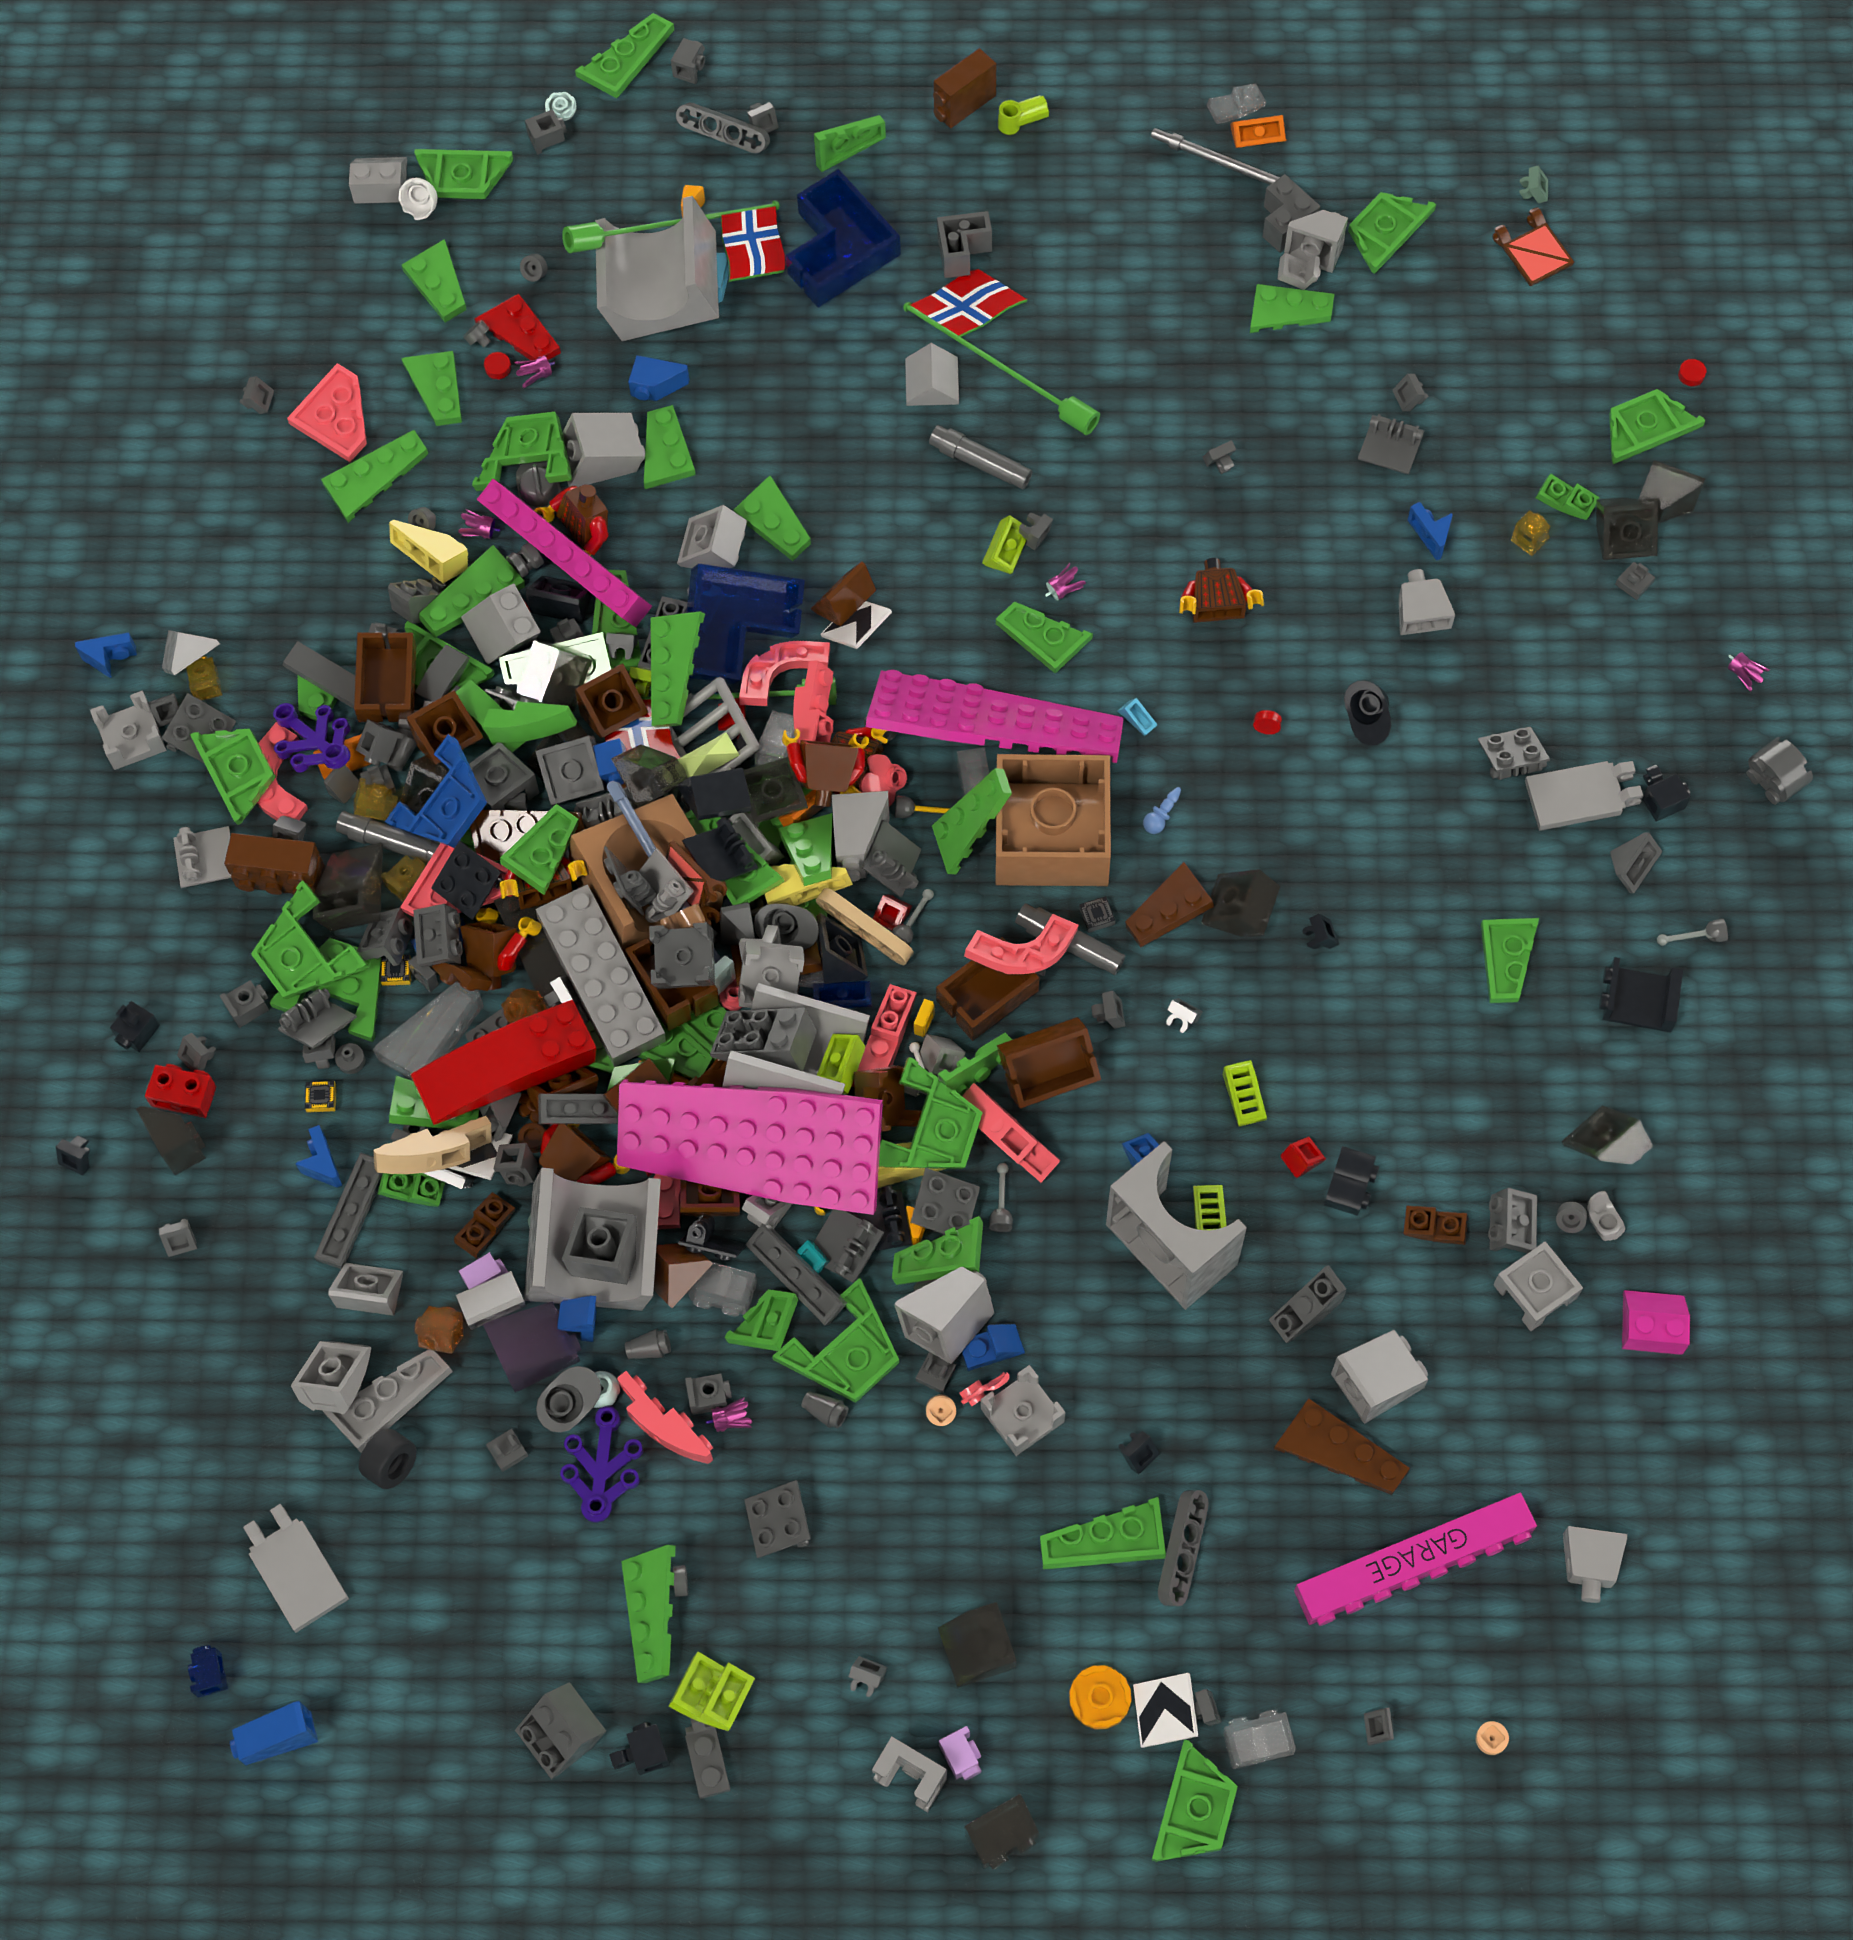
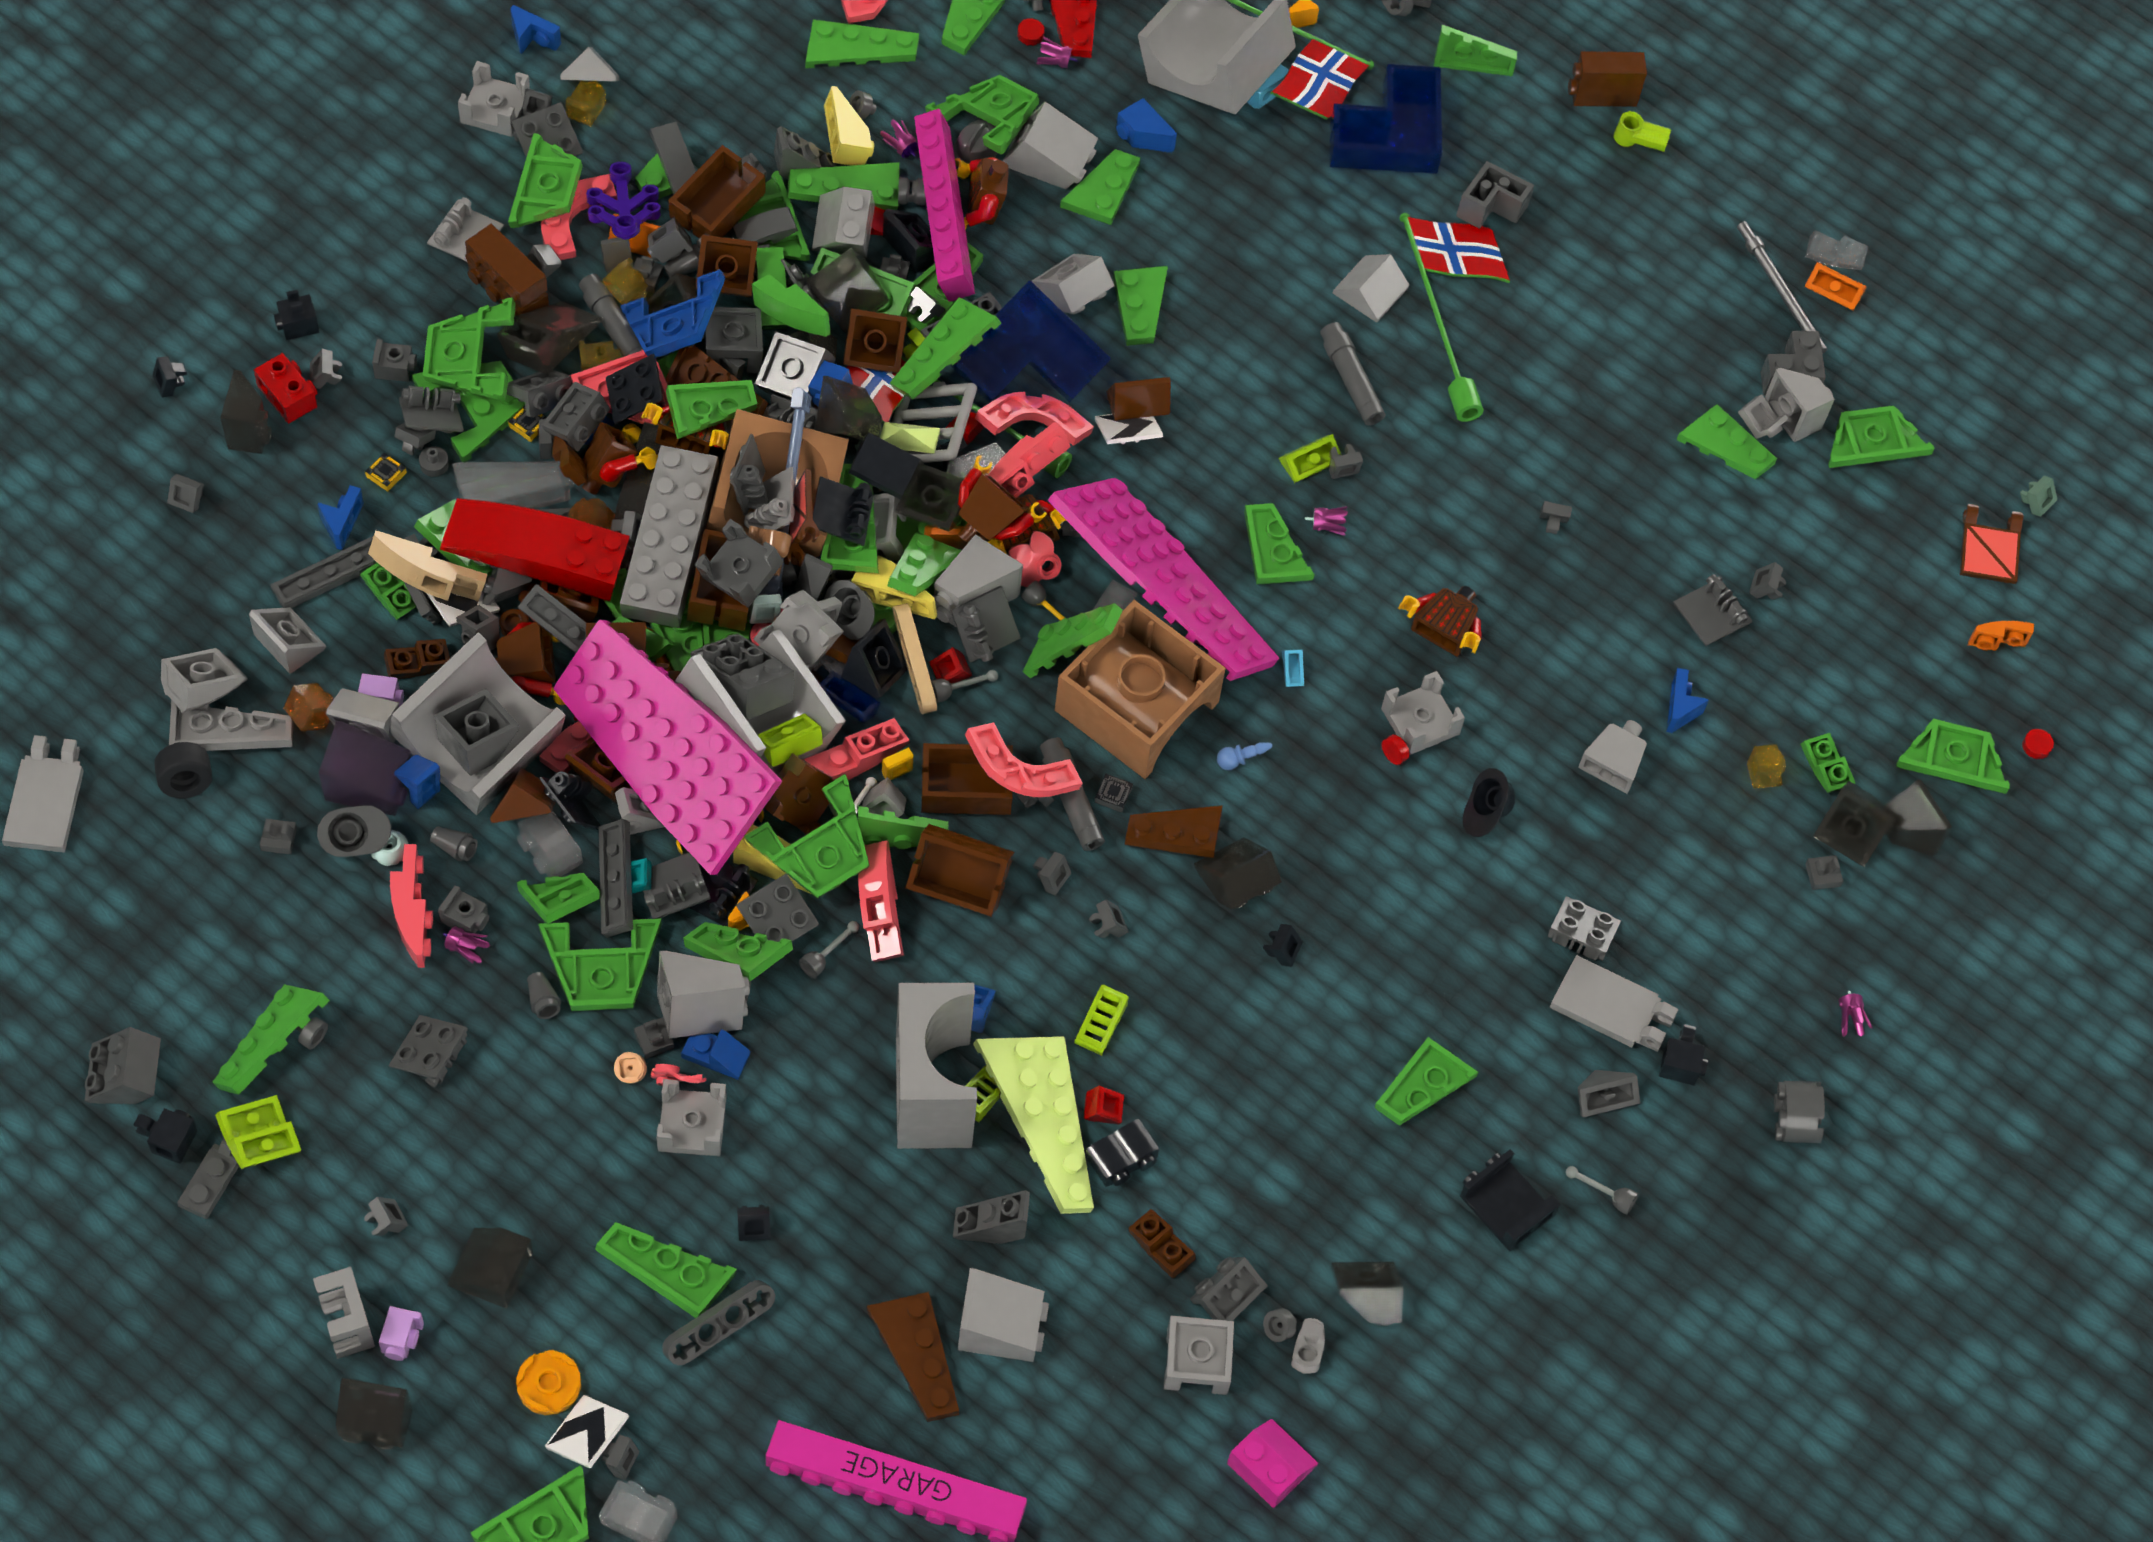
camera: 30 degrees right, 5 degrees down
(602, 1468) = (335, 905): dark purple plant -> none
(1262, 681) = (1422, 714): none -> light grey panel
(1262, 1192) = (1042, 1104): none -> yellowish green wing
(1595, 315) = (1990, 635): none -> orange slope

